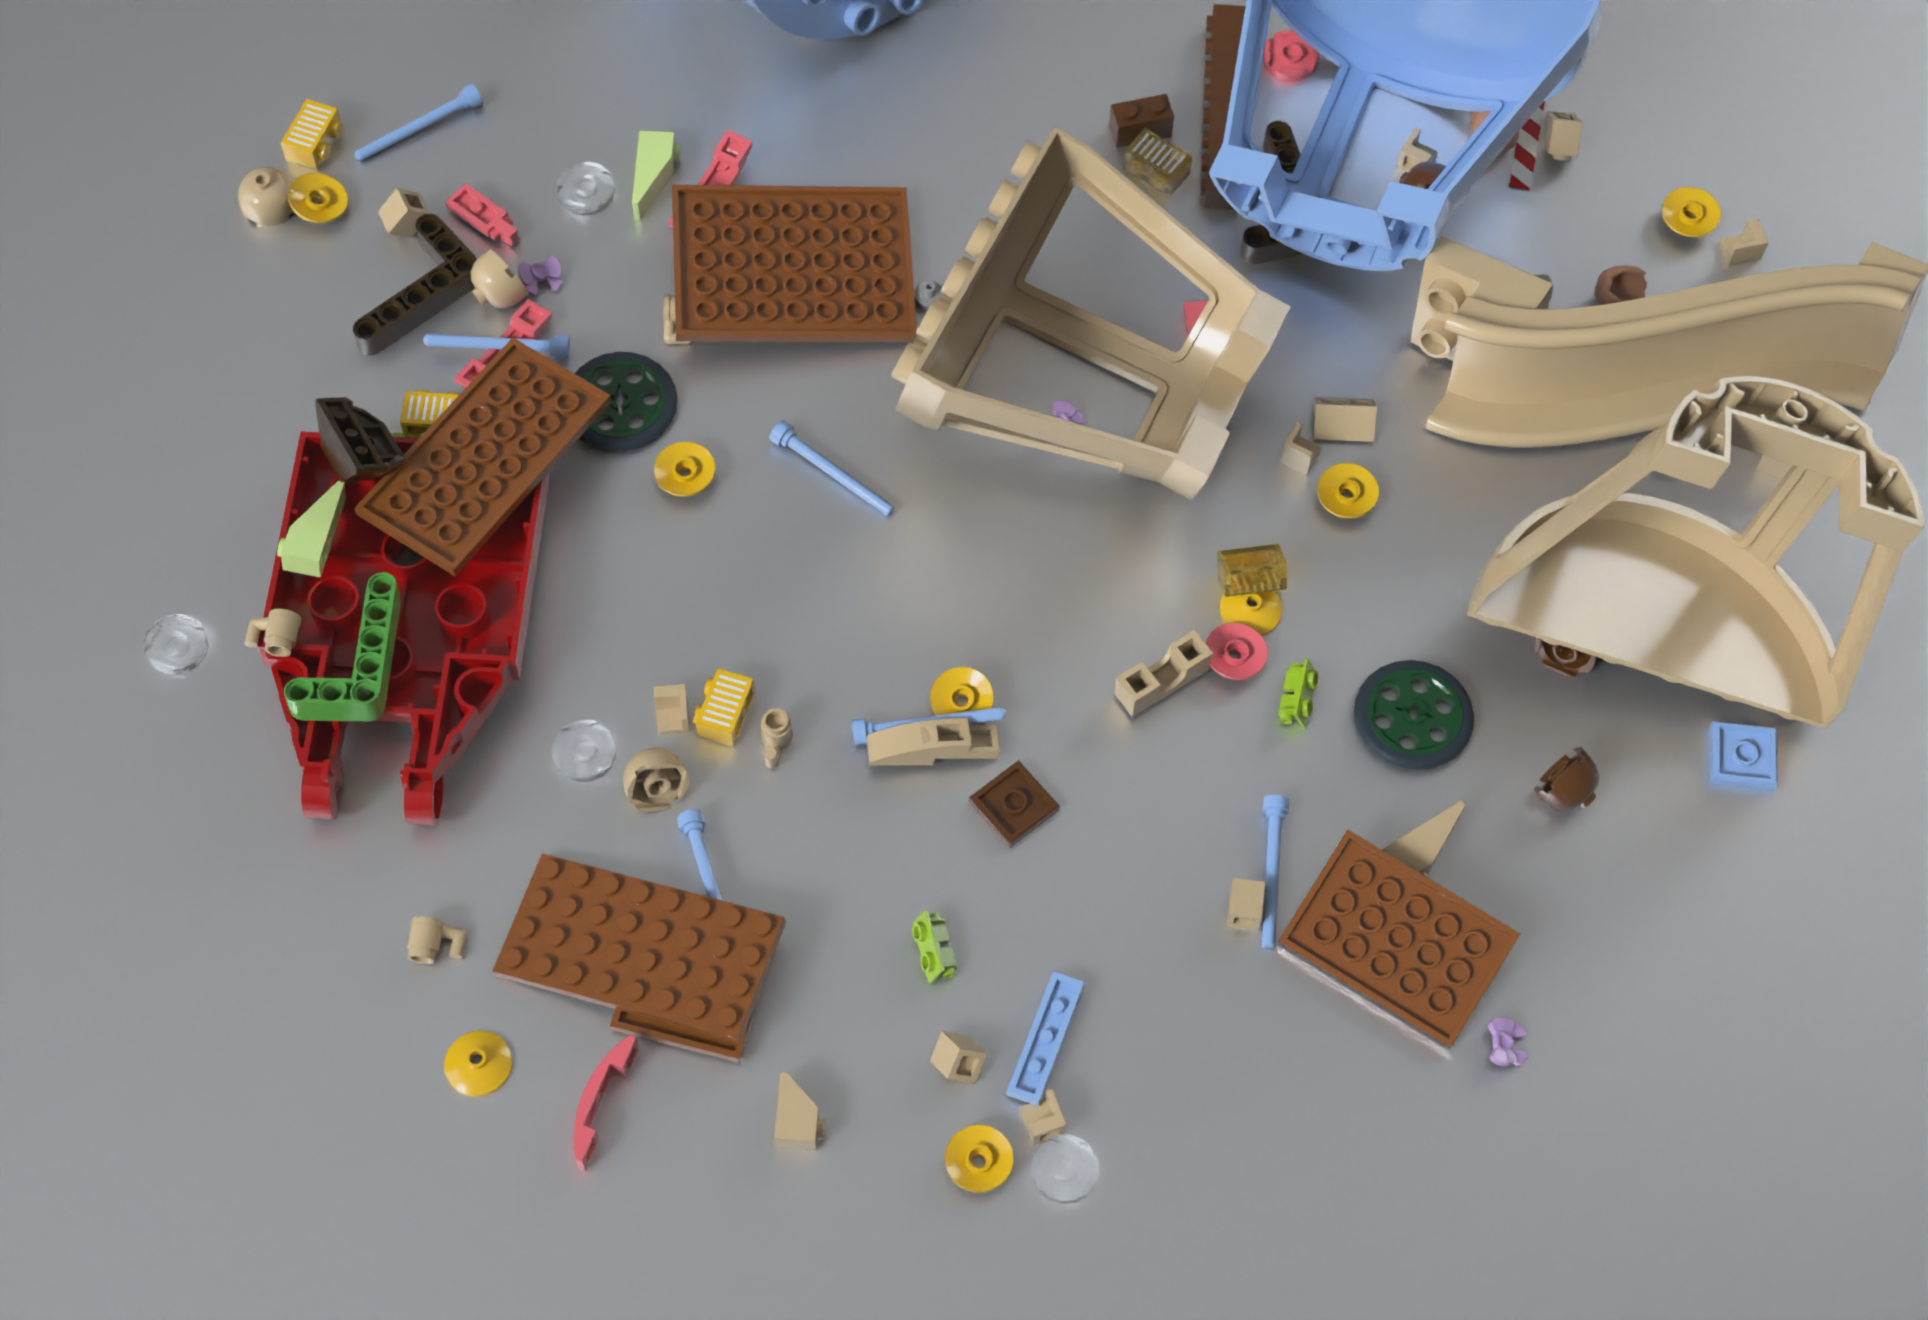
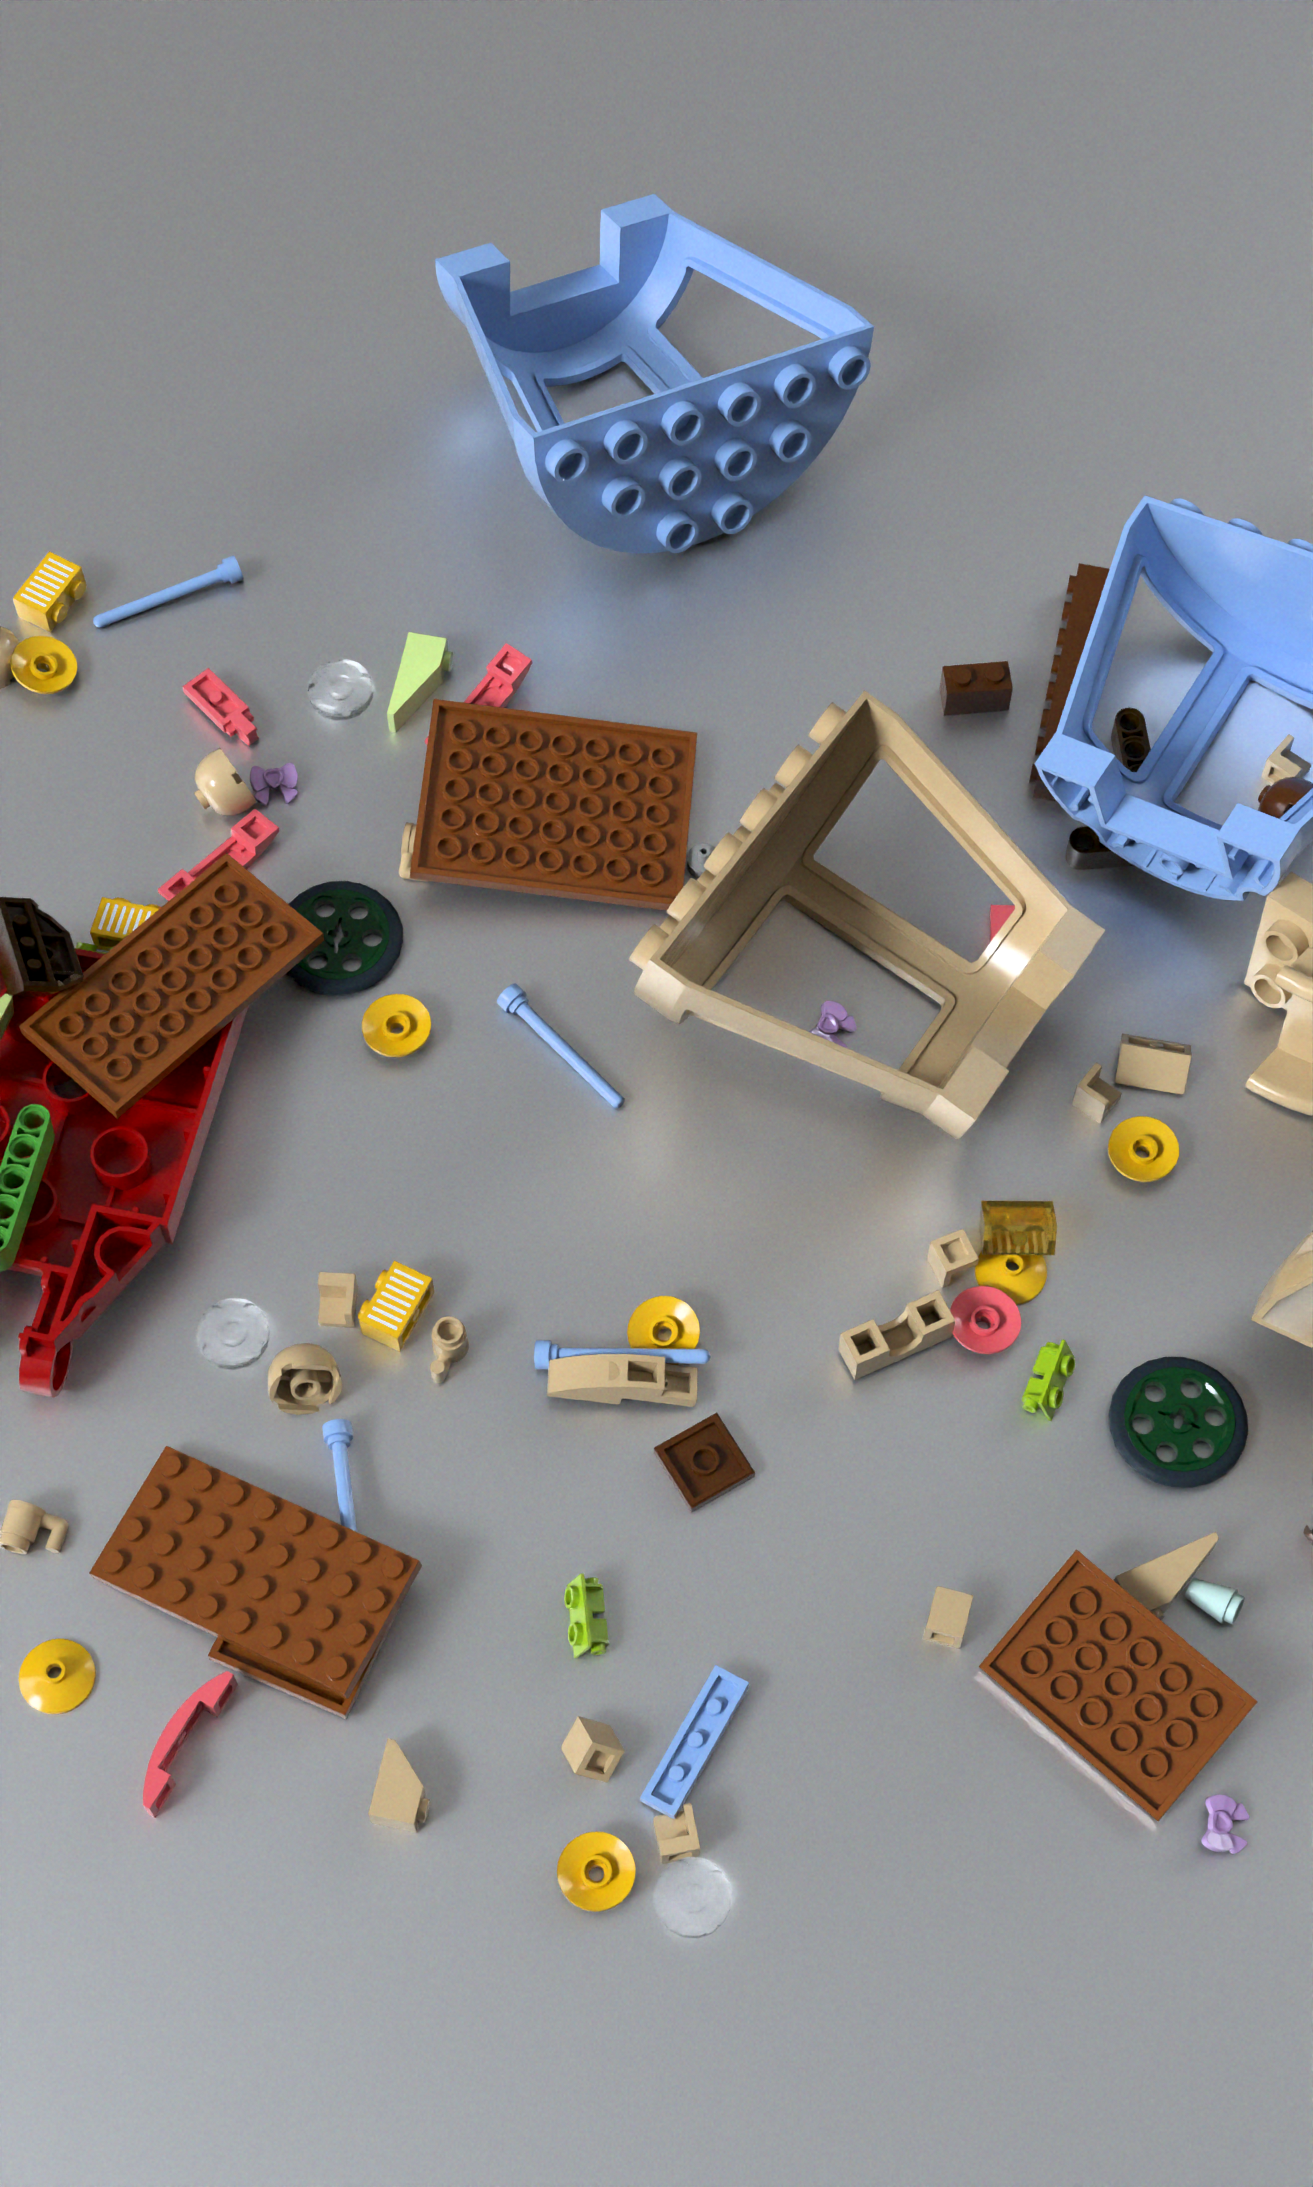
camera: 10 degrees right, 0 degrees up
(402, 212) = (134, 693): tan brick -> none
(424, 290) = (142, 783): dark brown beam -> none
(556, 345) = (277, 866): light blue piece -> none
(1157, 162) = (986, 738): clear yellow brick -> none
(1198, 601) = (951, 1255): none -> tan panel
(1275, 809) = (1001, 1511): light blue piece -> none
(1289, 57) = (1157, 634): coral tile -> none
(1469, 857) = (1216, 1600): none -> light aqua cone

